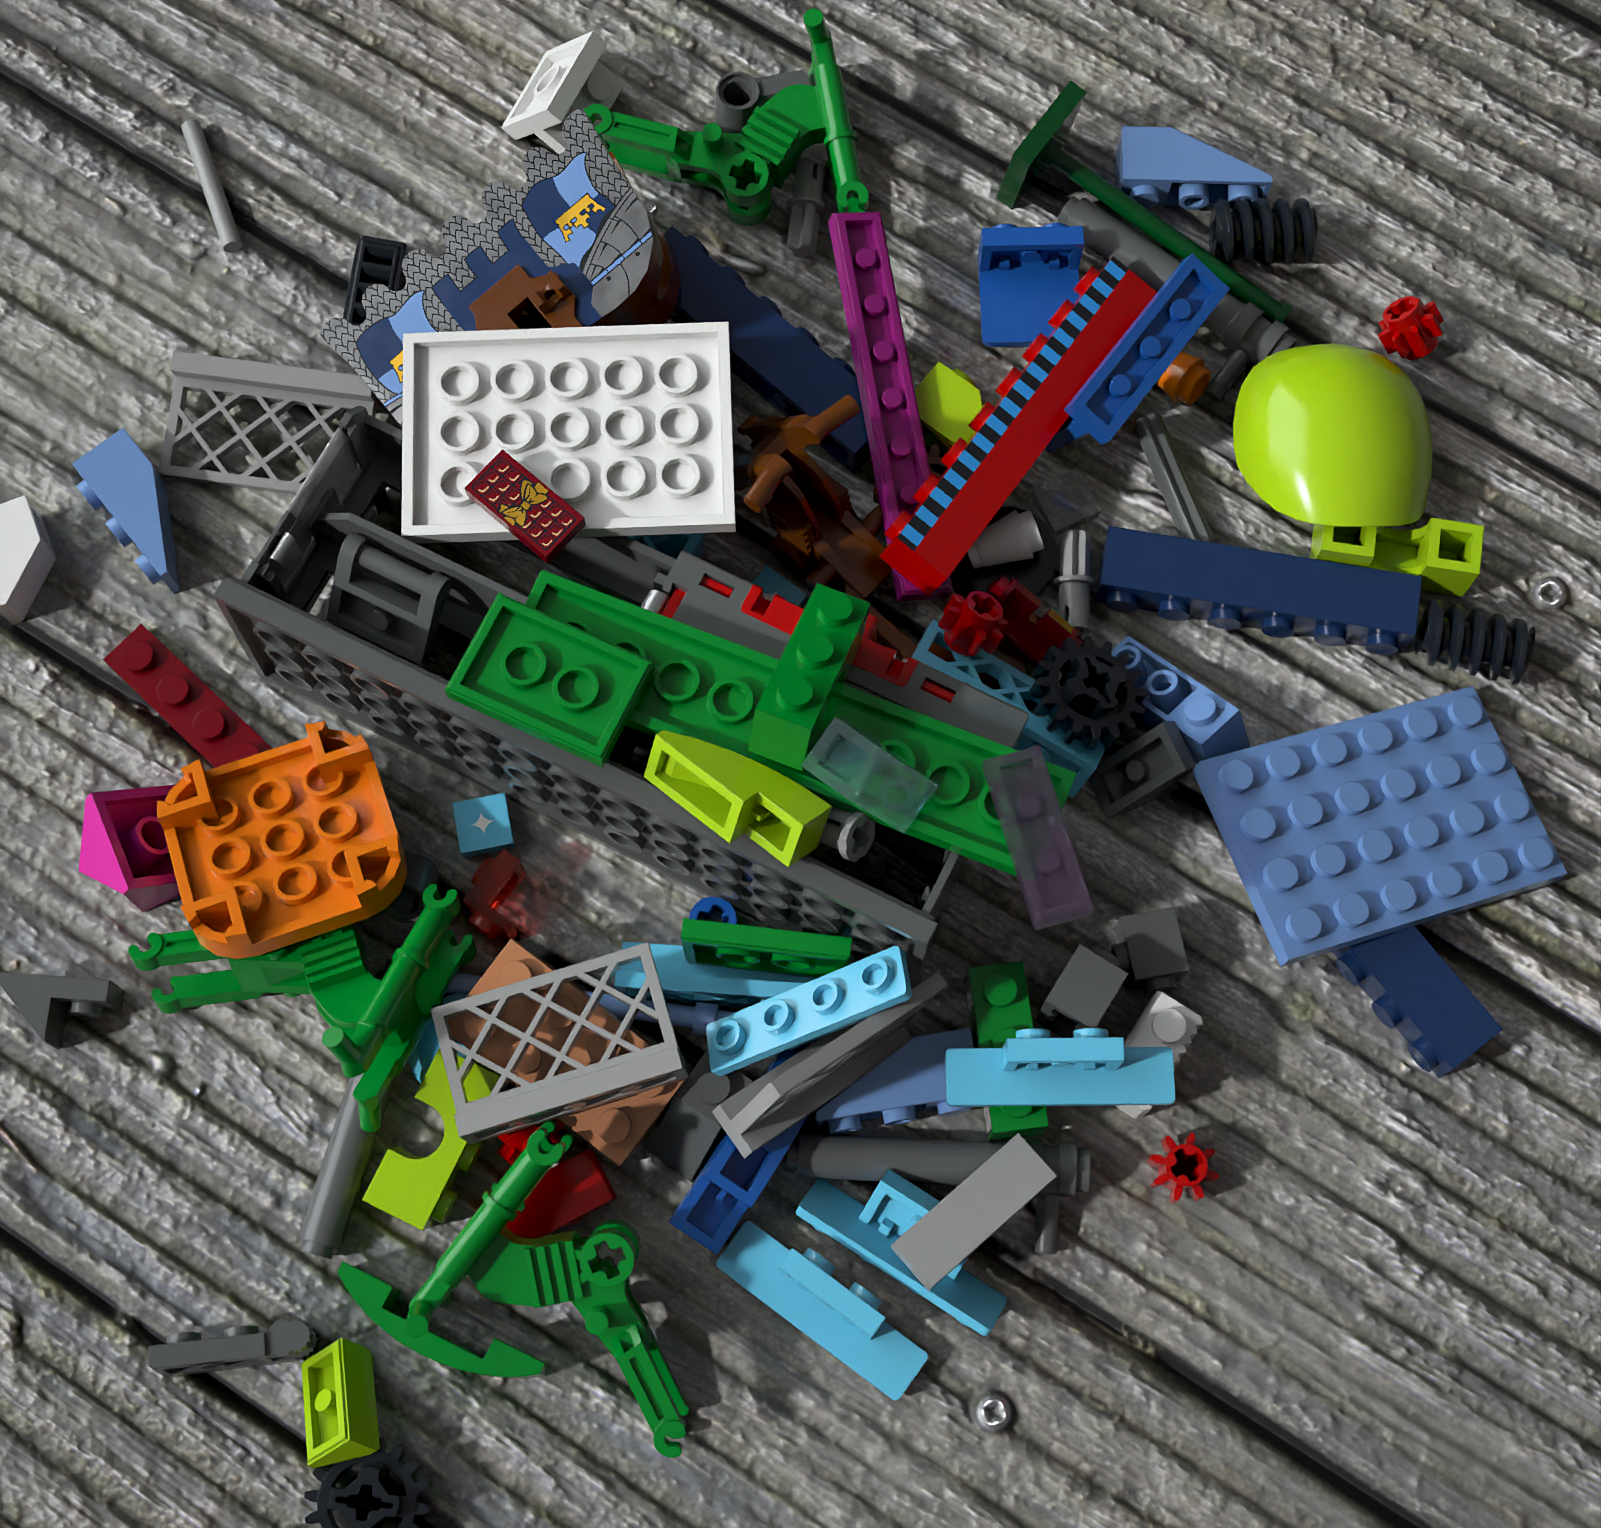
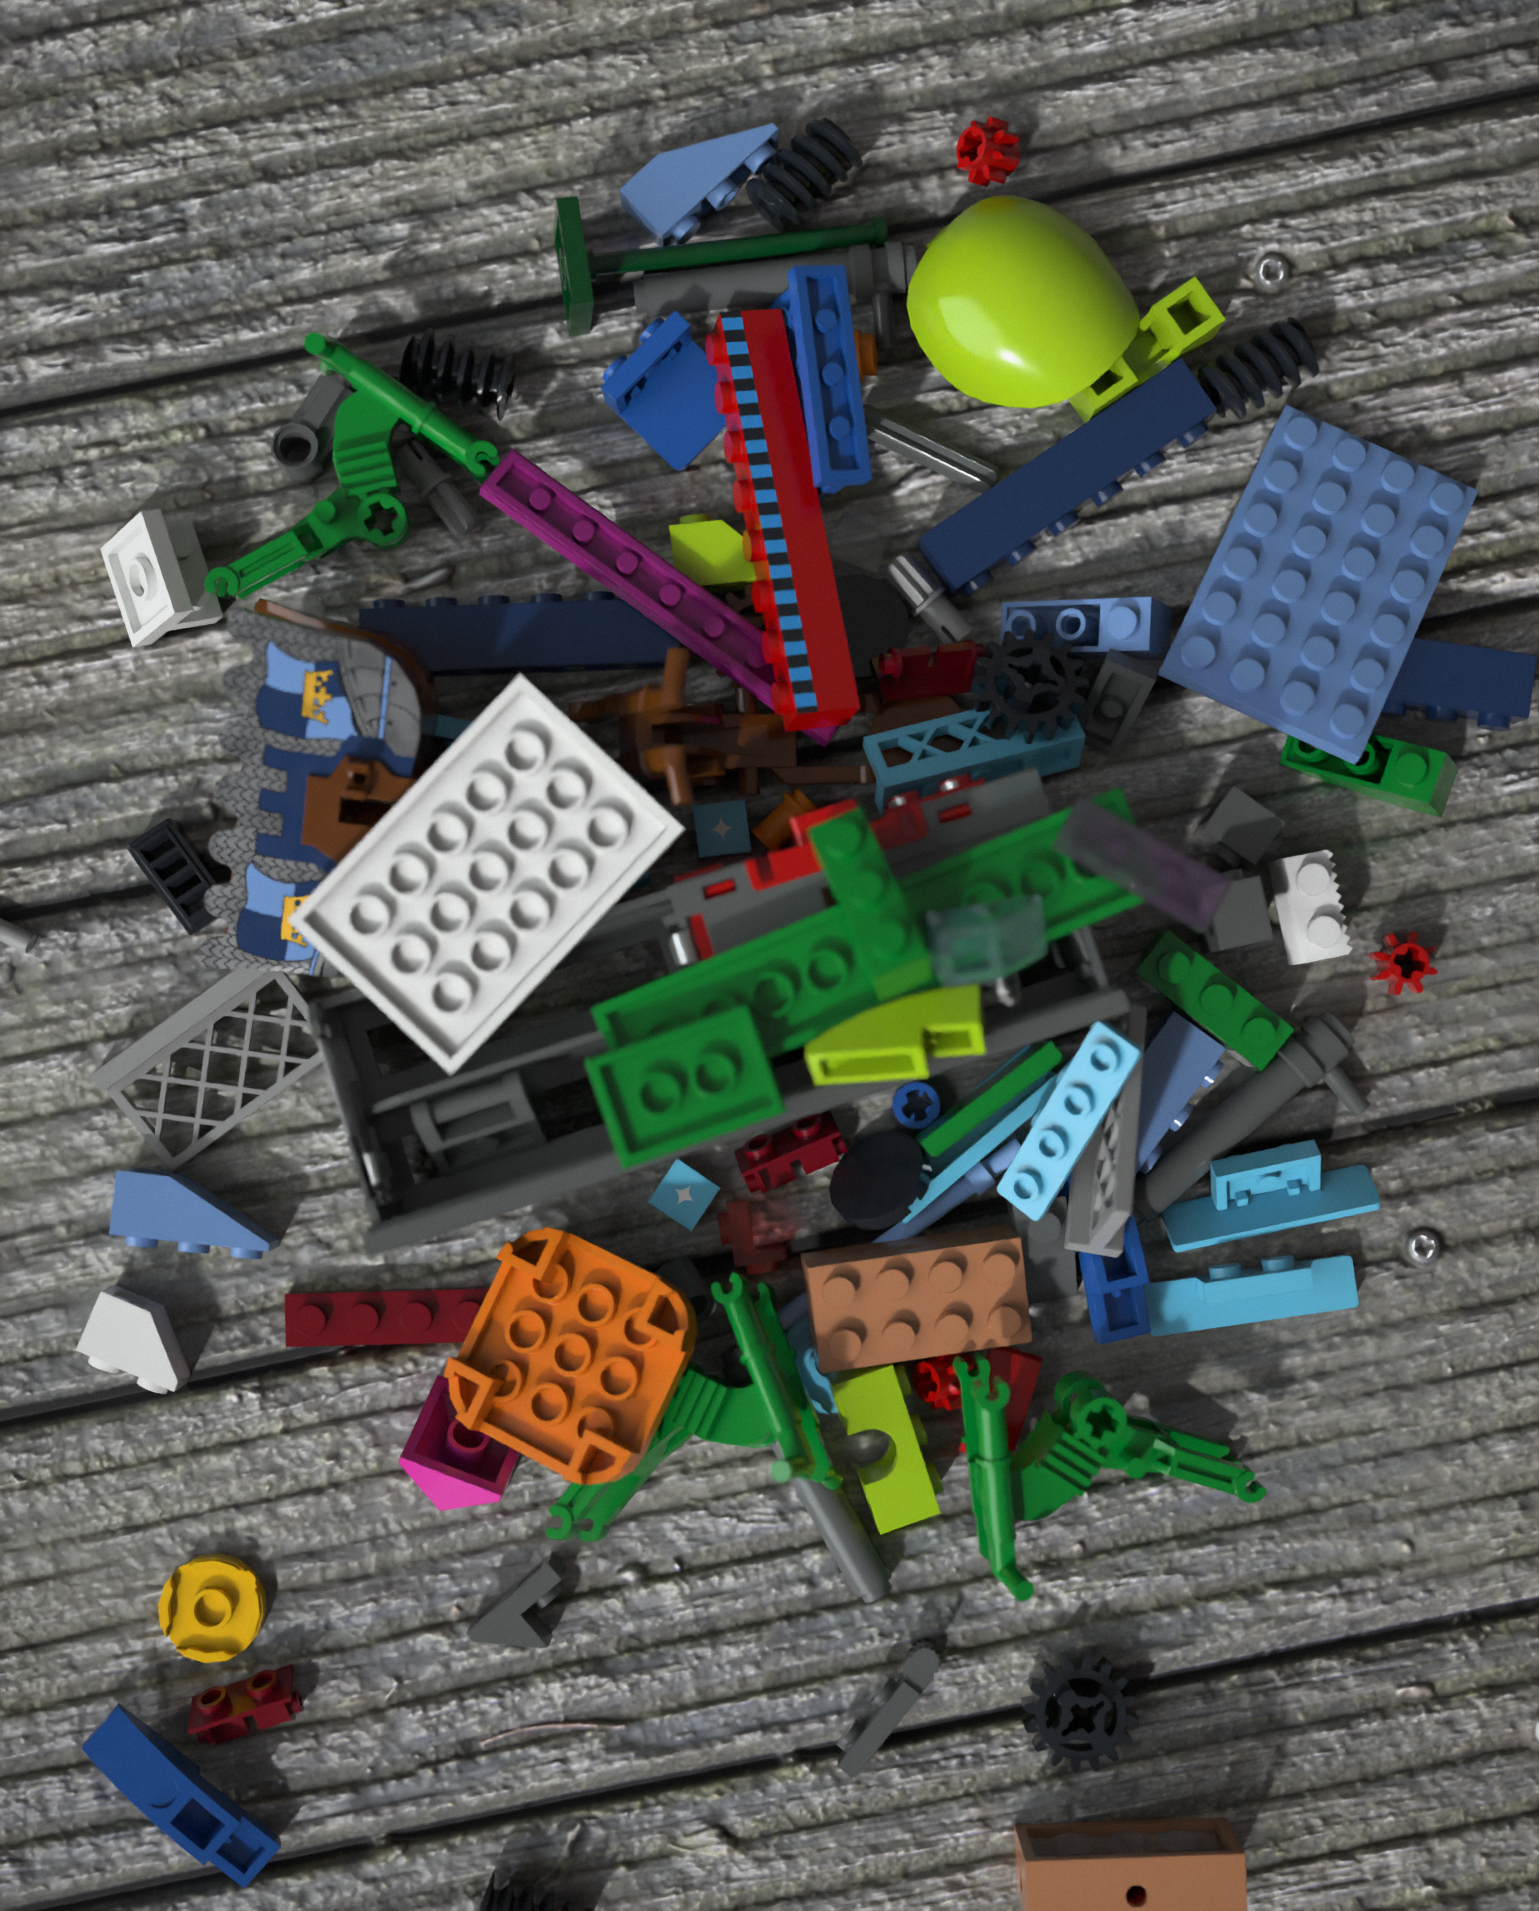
camera: 45 degrees left, 15 degrees up
(339, 1404) = (997, 1672): lime slope -> none
(378, 1300) = (1078, 1539): green slope -> none
(525, 506) = (521, 967): dark red tile -> none
(570, 857) = (767, 1157): none -> dark red hinge
(571, 1090) = (961, 1331): light grey fence -> none
(626, 928) = (880, 1180): none -> black tile
(895, 147) = (458, 374): none -> black piece
(973, 623) = (900, 715): red gear -> none
(973, 1212) = (1301, 1138): light grey tile -> none
(1006, 541) = (860, 614): white cone -> none
(1060, 1072) = (1276, 992): medium azure bracket -> none
(1302, 1008) = (1387, 771): none -> green slope

